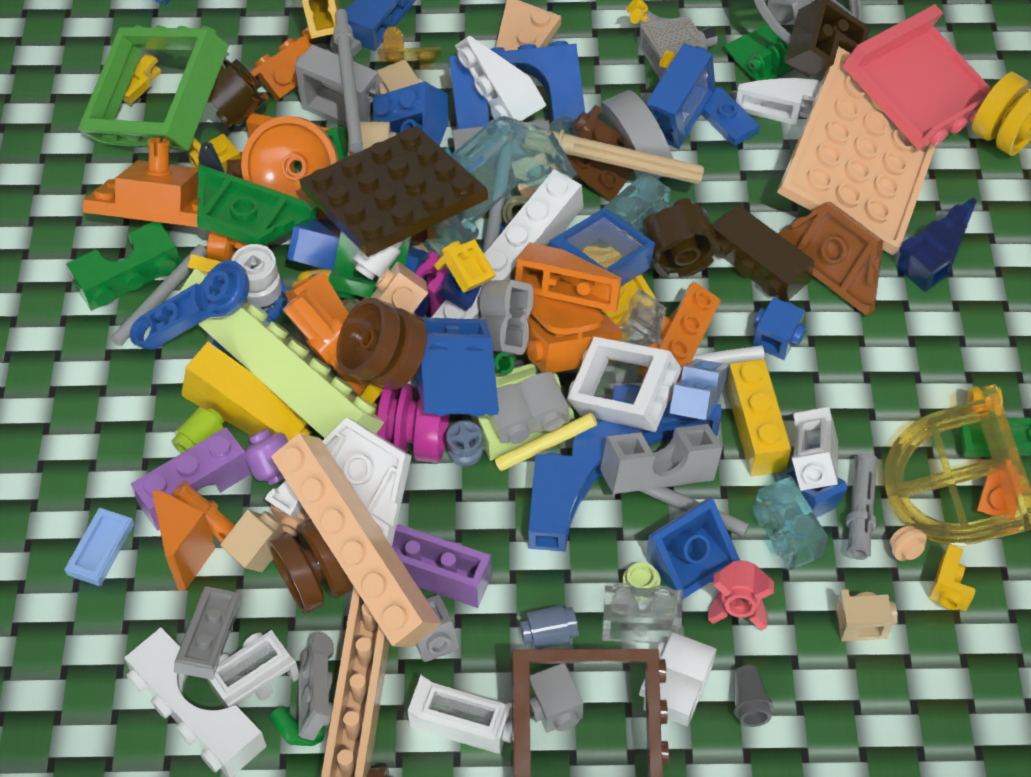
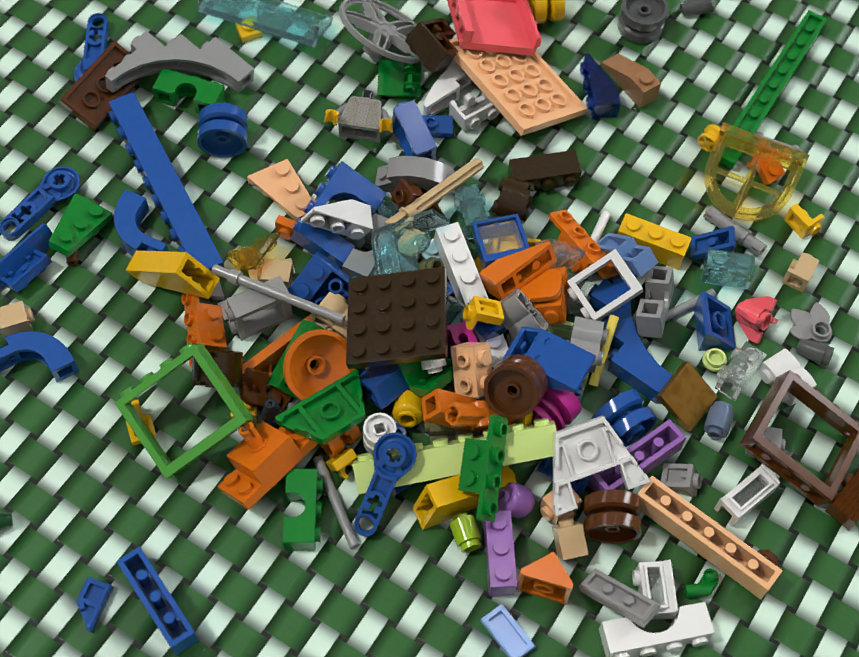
camera: 60 degrees left, 5 degrees up
(218, 523) = (532, 555): orange pin -> none
(231, 139) = (253, 387): none -> reddish brown bracket
(262, 381) = (483, 467): none -> green bracket
(314, 686) = (690, 558): light grey hinge -> none
(356, 541) = (632, 477): light nougat brick -> none
(459, 507) = (628, 416): none -> blue wheel
(553, 569) = (686, 396): none -> pearl gold tile
(773, 141) = (473, 111): none -> white window
(779, 328) = (600, 195): blue brick -> none
(794, 669) = (808, 323): none -> light grey plate
(815, 449) = (699, 227): white window -> none
(843, 252) = (576, 132): dark orange wing -> none
(908, 543) = (771, 225): light nougat plate -> none
(992, 275) = (633, 78): none -> medium nougat slope

